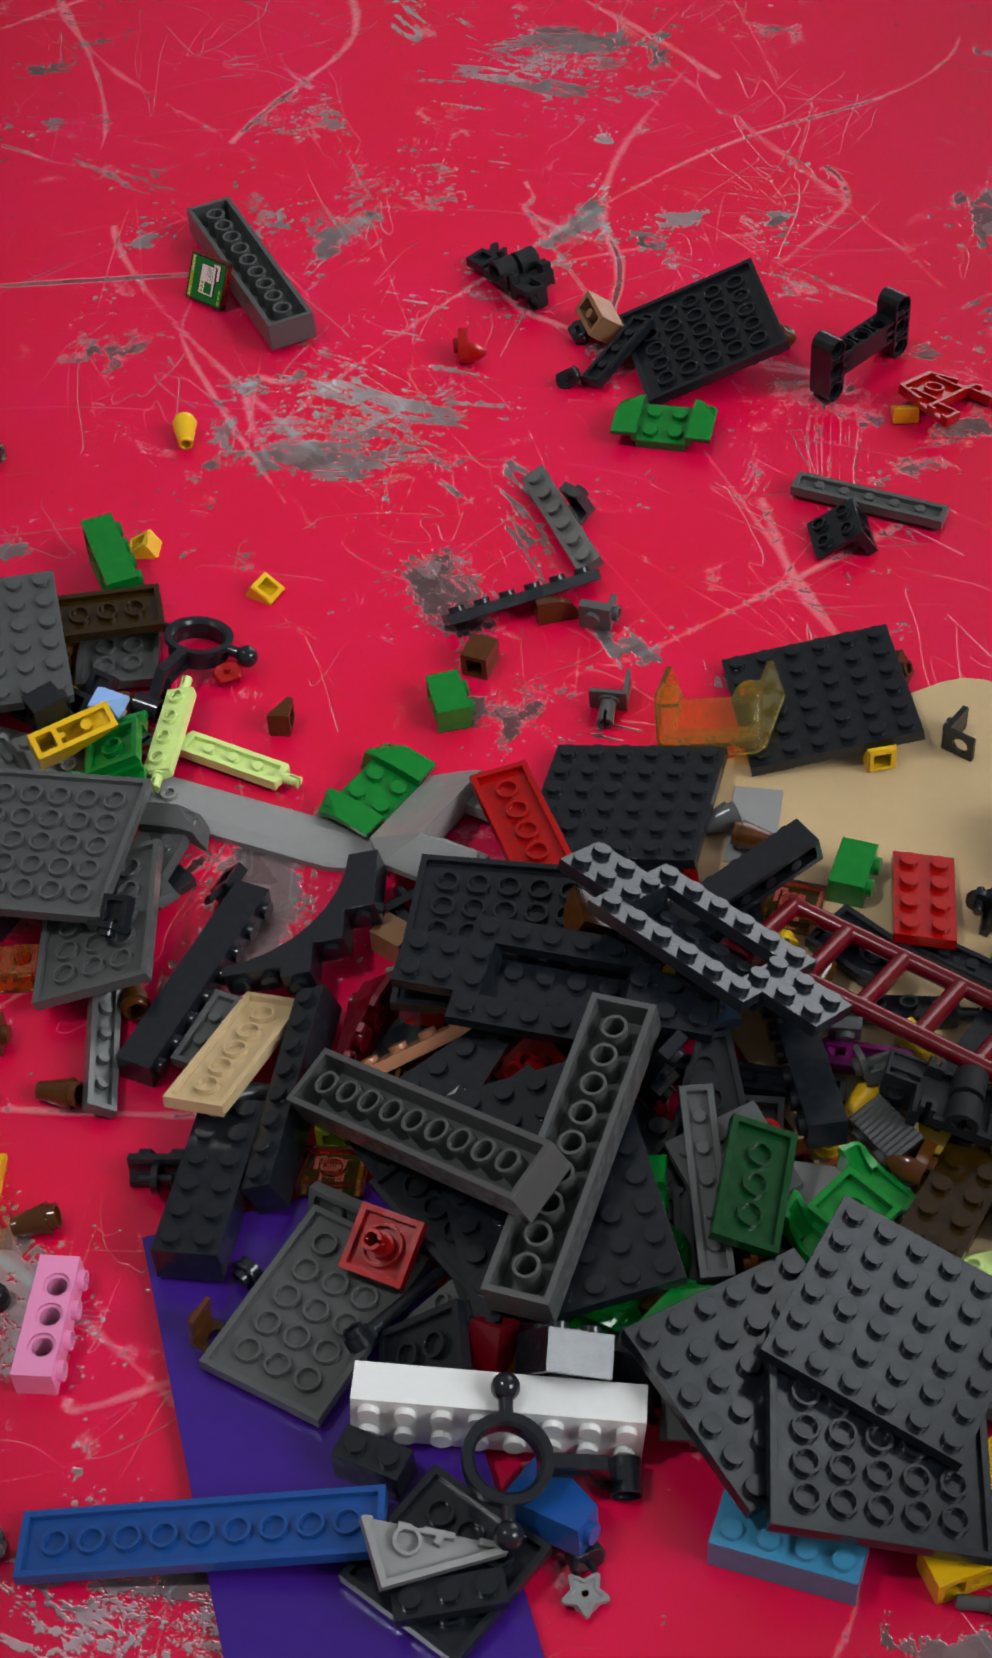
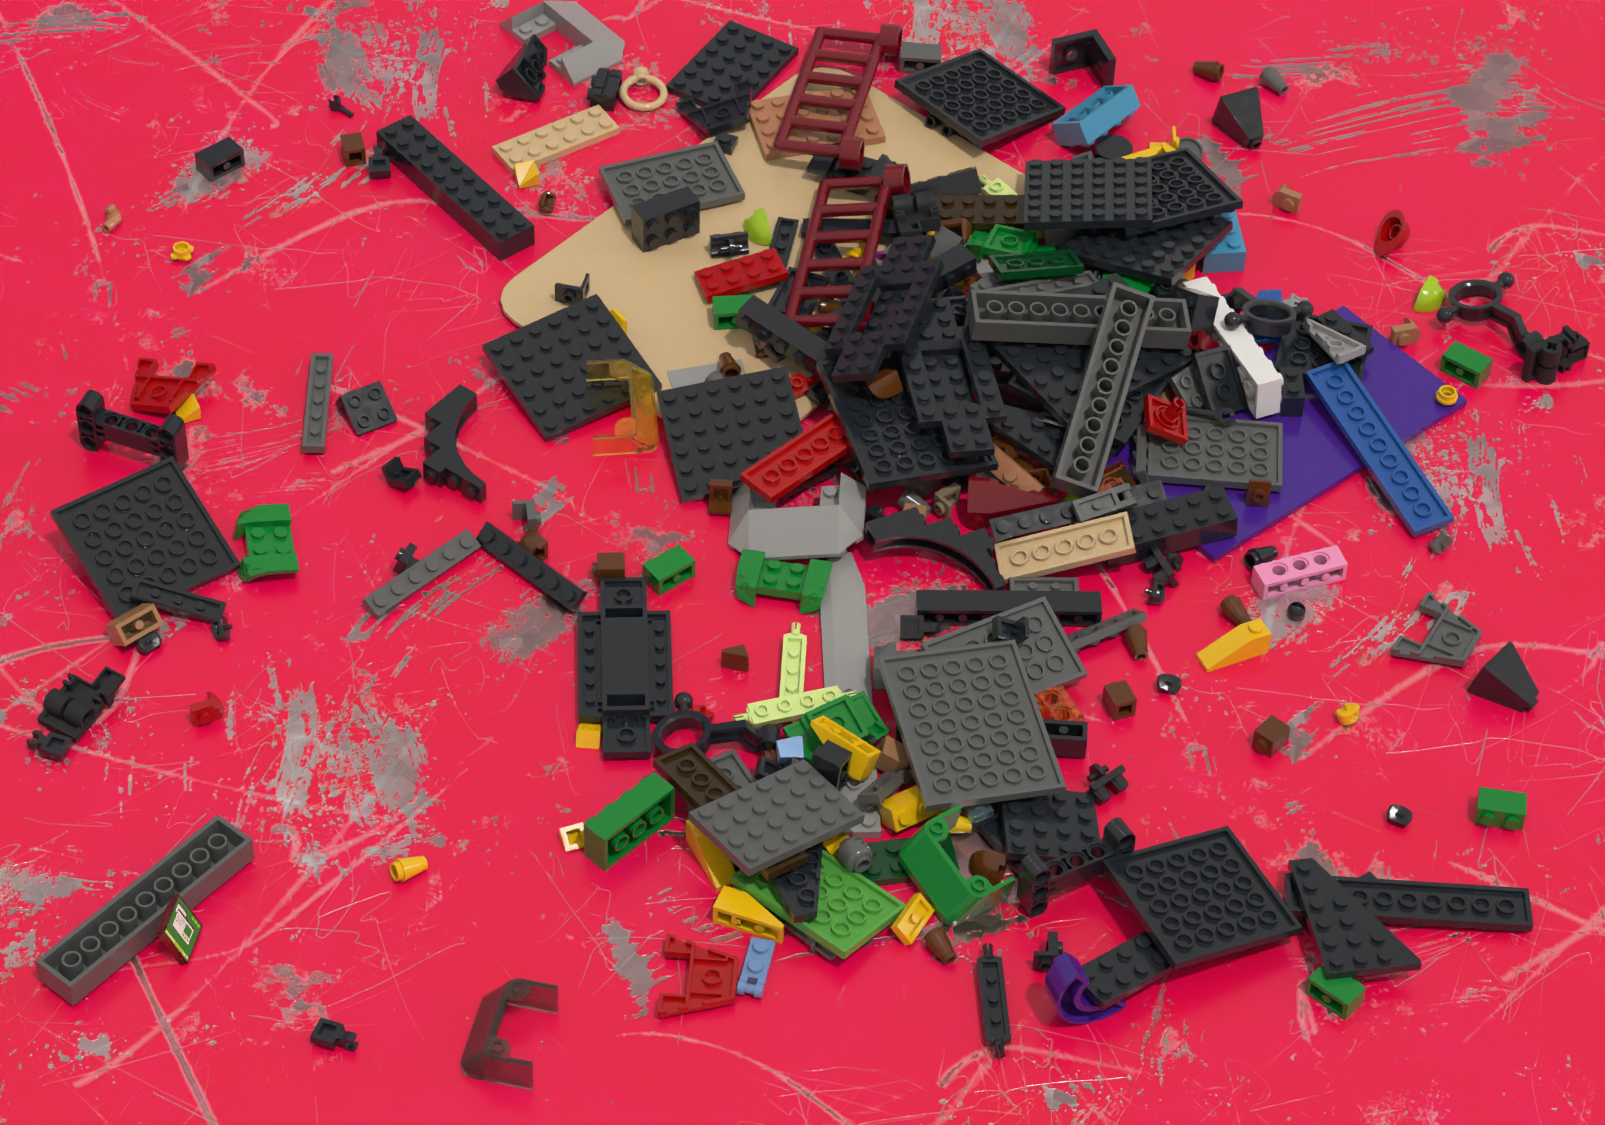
camera: 120 degrees left, 0 degrees up
(39, 350) = (330, 1033): none -> black plate
(107, 1292) = (1260, 555): none -> black cone
(123, 1145) = (1156, 593): none -> black piece
(261, 1099) = (1103, 503): none -> dark grey plate
(386, 629) = (624, 667): none -> black piece
(541, 766) = (720, 496): none -> reddish brown bracket
(609, 701) = (619, 478): dark grey bracket -> none
(718, 535) = (398, 475): none -> black bracket
(751, 575) = (444, 462): none -> black arch

